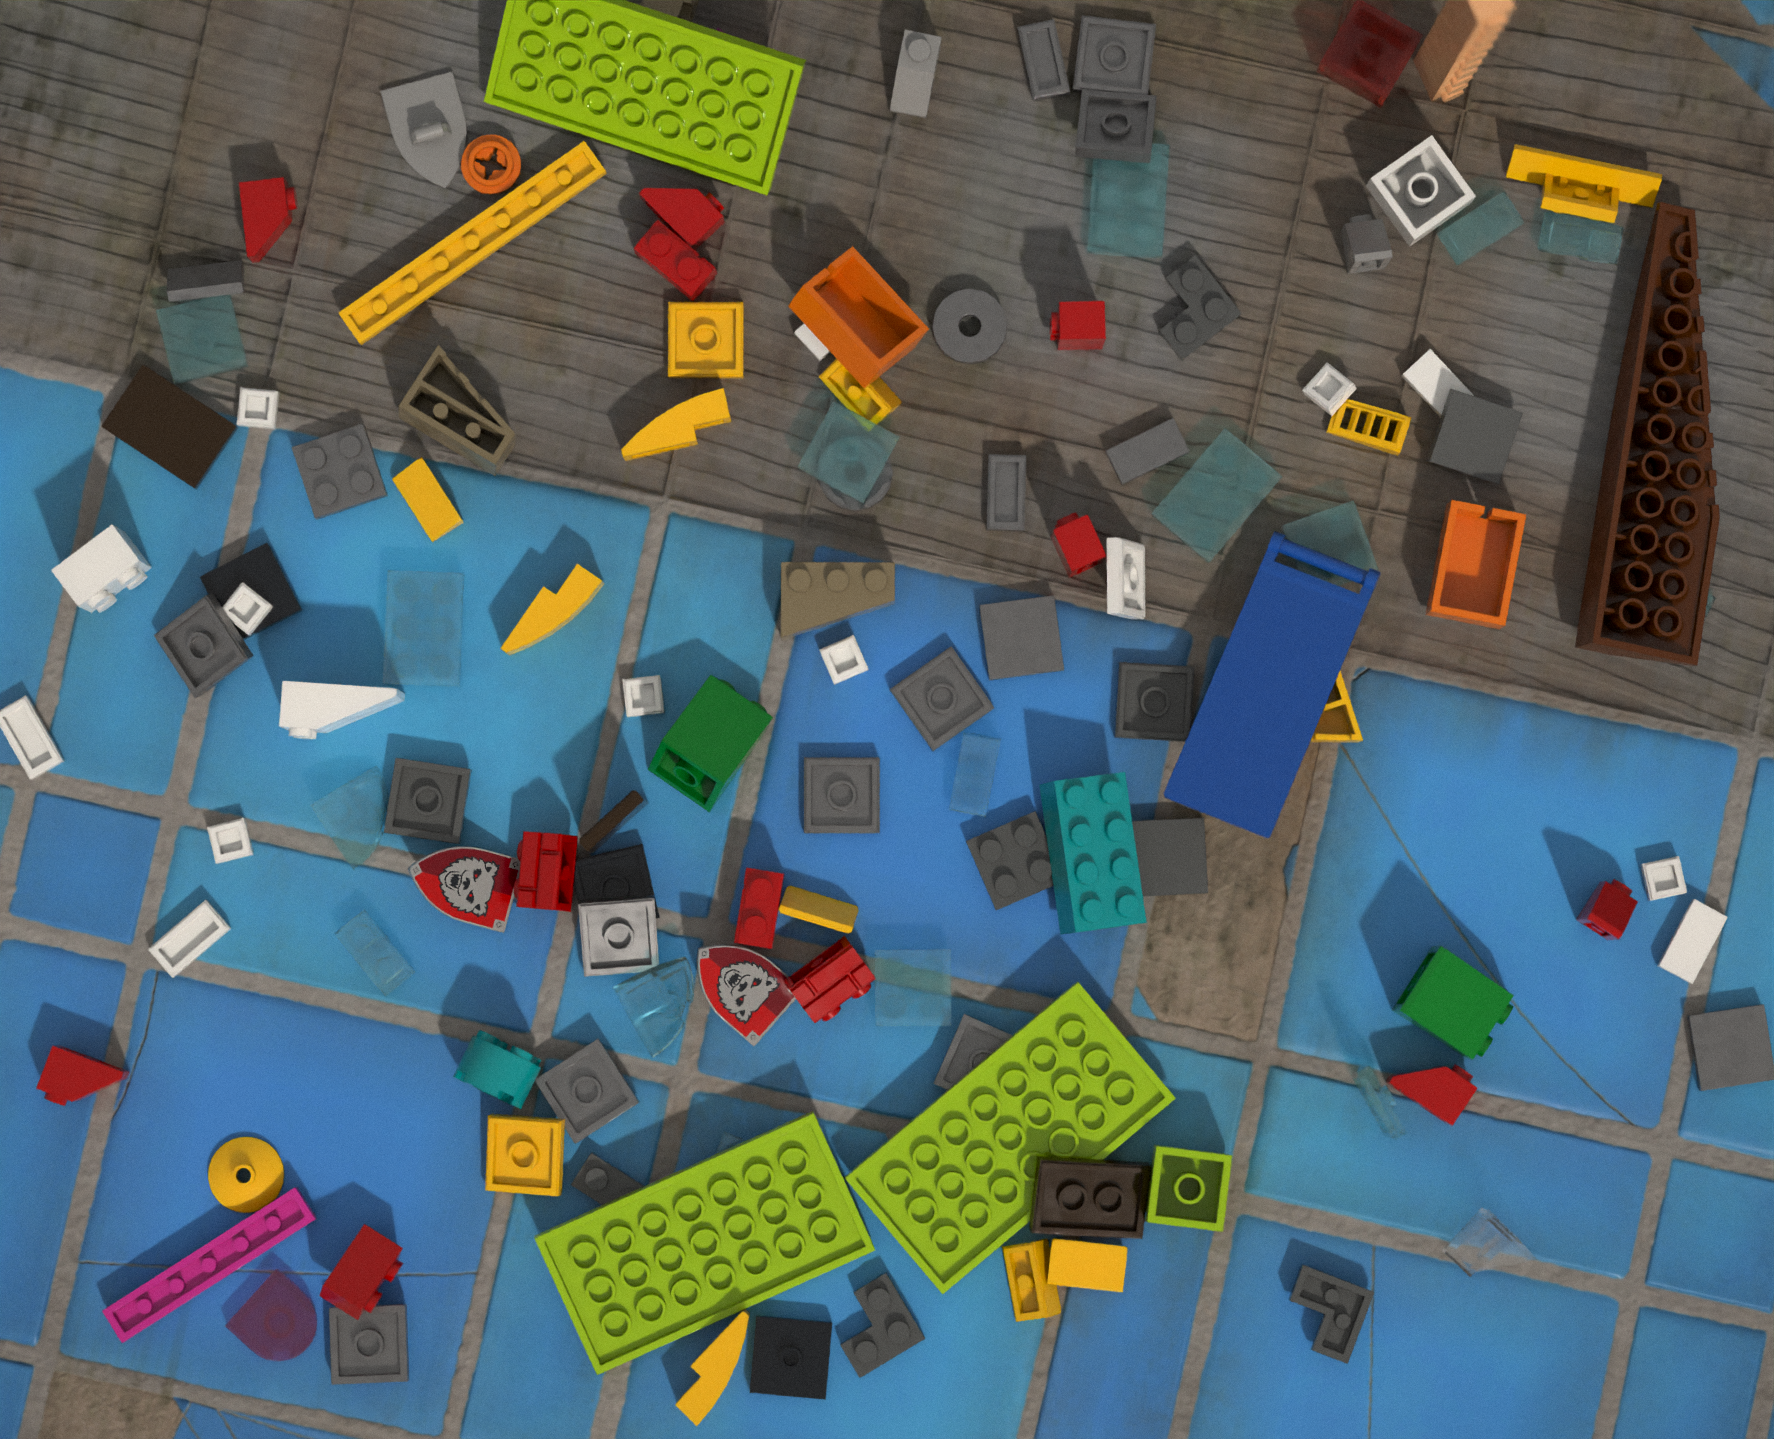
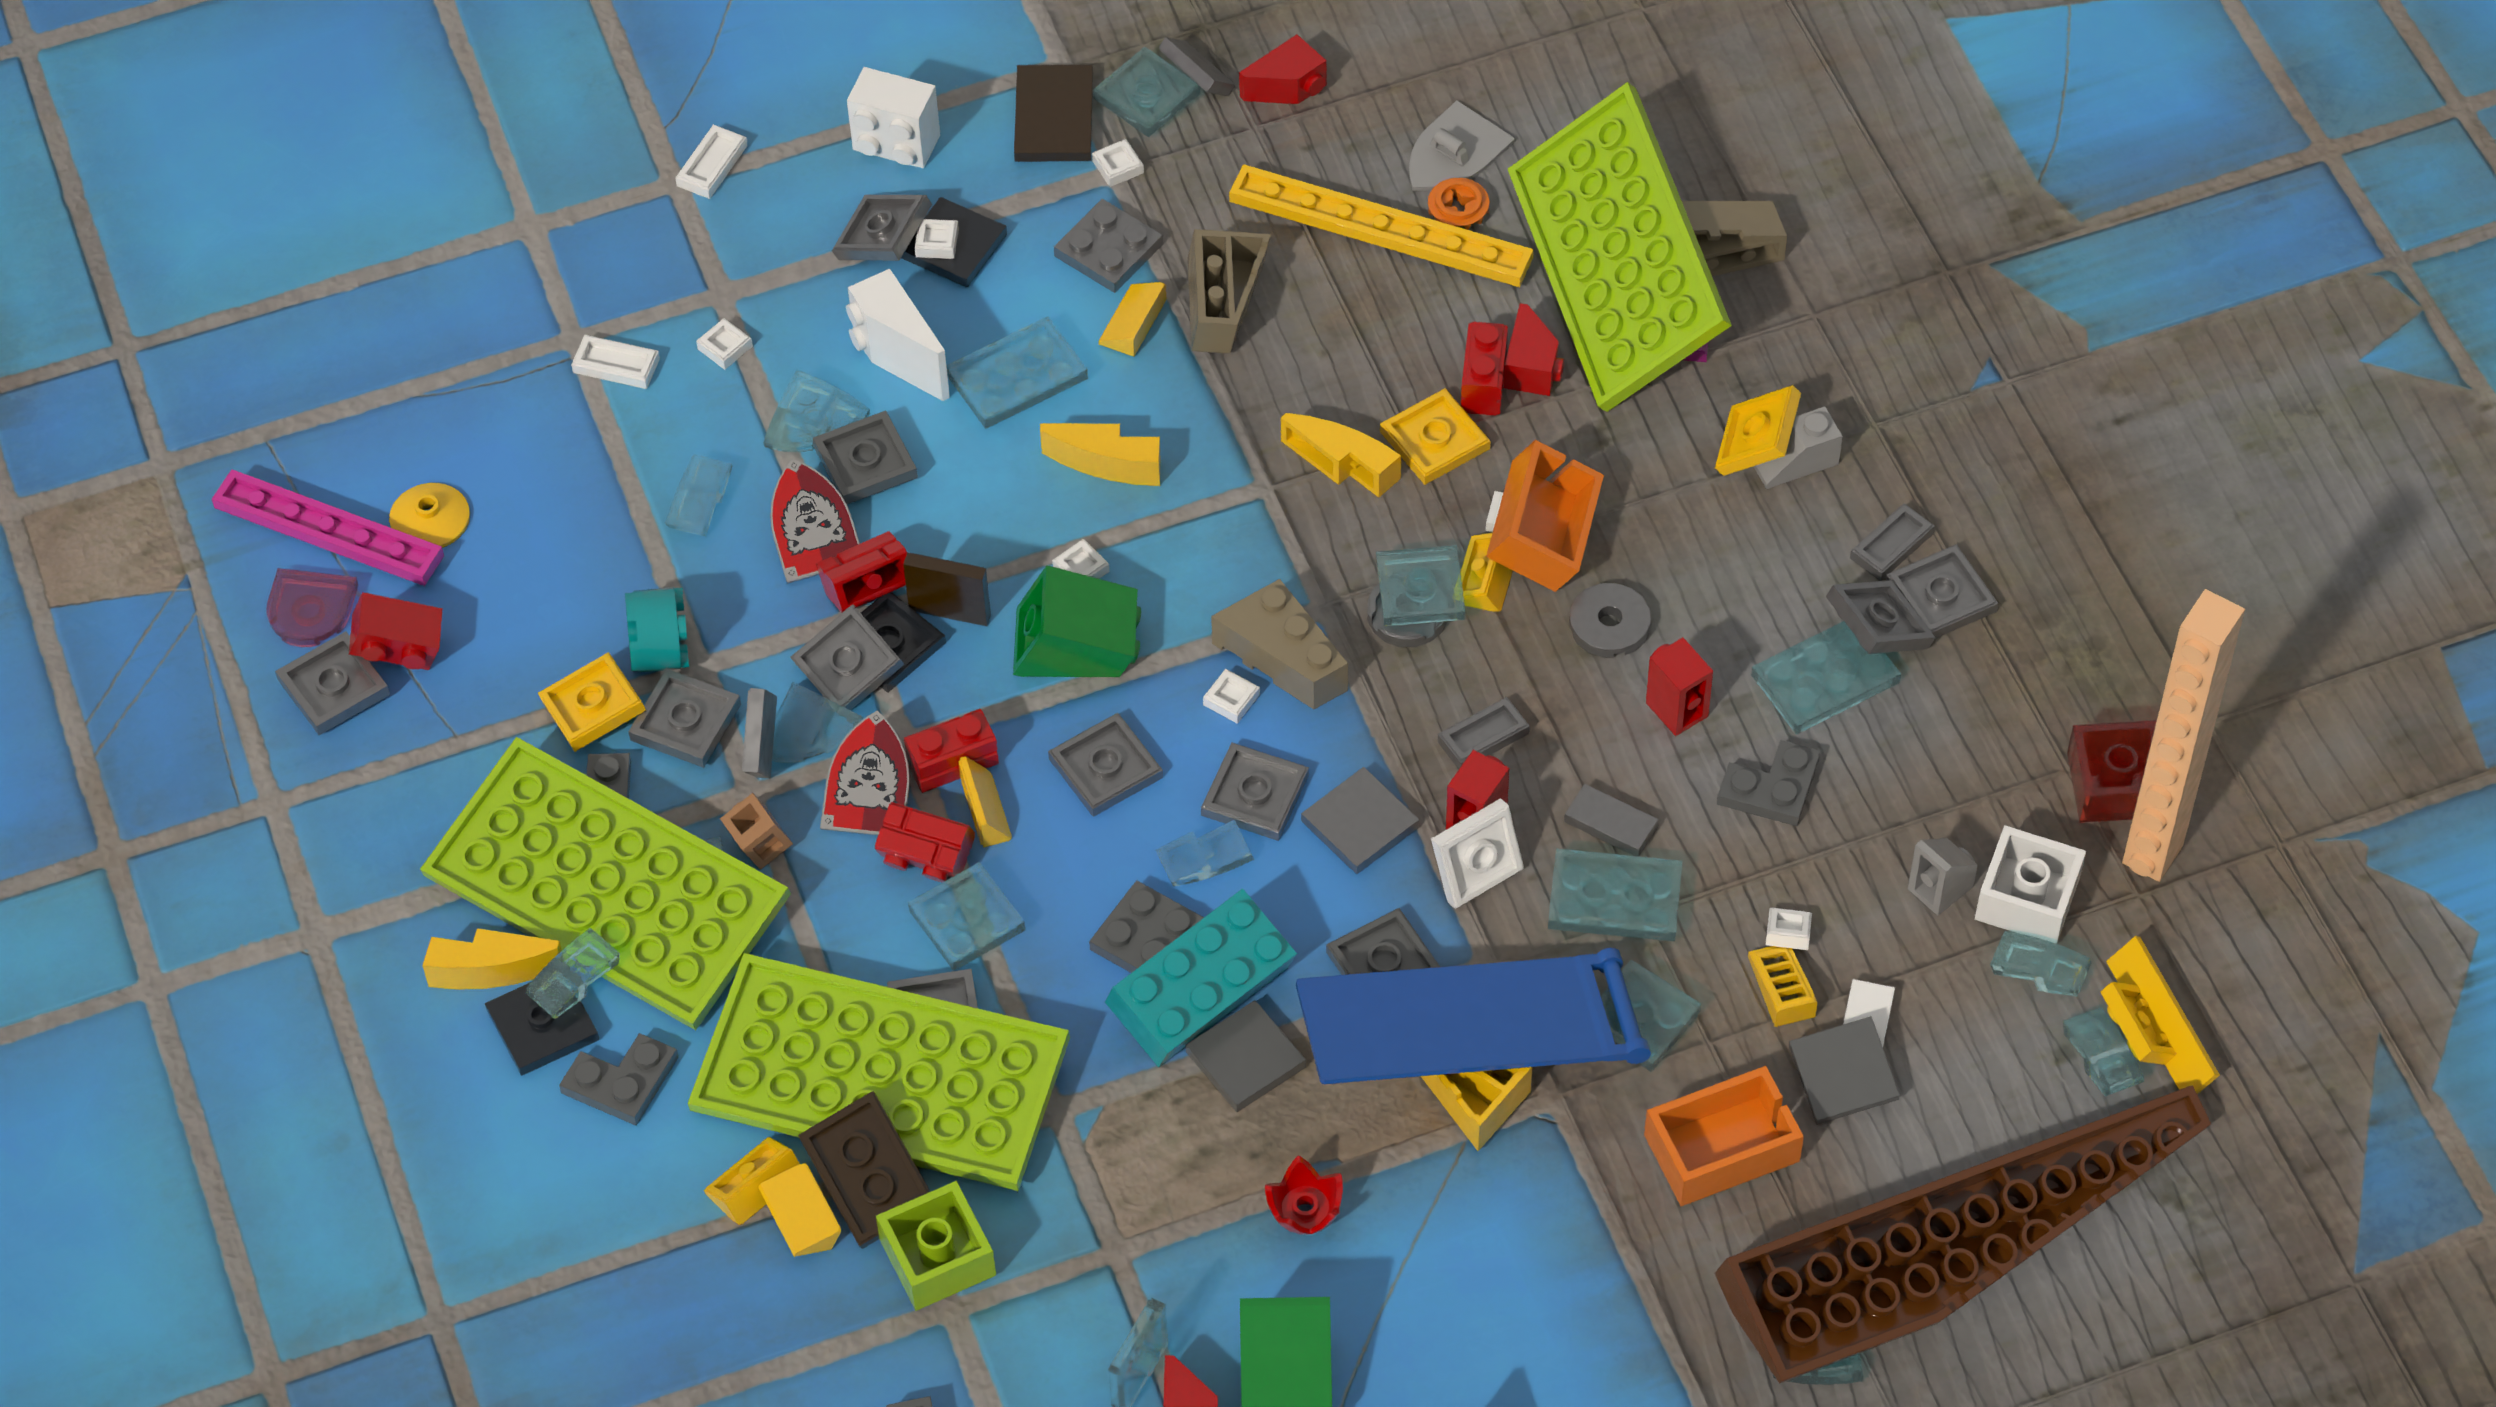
camera: 55 degrees right, 30 degrees down
(76, 1076) = (433, 342): red slope -> none
(661, 1052) = (759, 733): none -> flat silver tile
(724, 1111) = (756, 831): none -> medium nougat brick
(776, 1315) = (569, 973): none -> clear light blue slope
(884, 93) = (1758, 430): none -> yellow tile
(1344, 894) = (1305, 1186): none -> red piece

